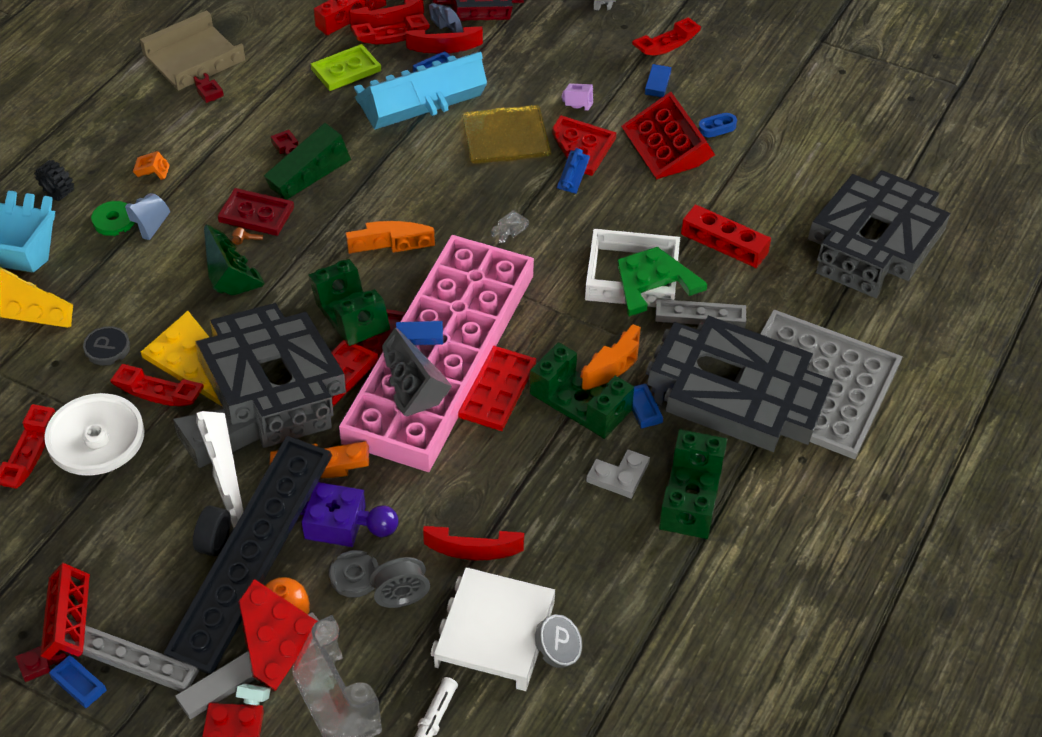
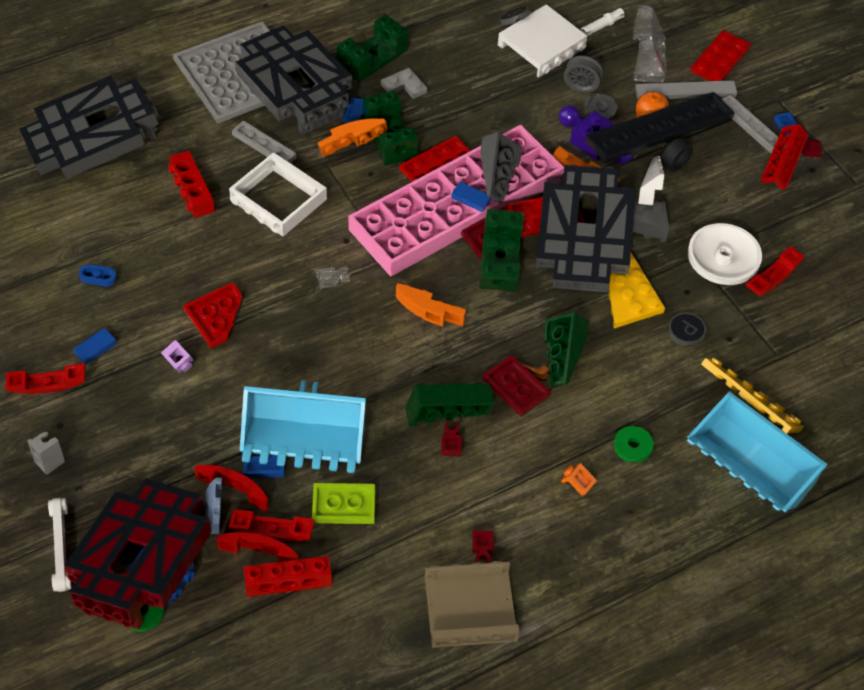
camera: 150 degrees left, 5 degrees up
(54, 180) = (671, 493): black tyre -> none
(148, 213) = (602, 424): sand blue slope -> none
(154, 389) = (662, 274): red slope -> none
(253, 693) = (693, 72): light aqua plate -> none
(272, 633) = (669, 85): red plate -> none
(473, 548) = (507, 74): red slope -> none
(506, 134) = (262, 360): clear yellow piece -> none
(573, 171) = (250, 286): blue hinge -> none
(652, 270) = (279, 171): green wing -> none
(667, 138) = (148, 281): red slope -> none

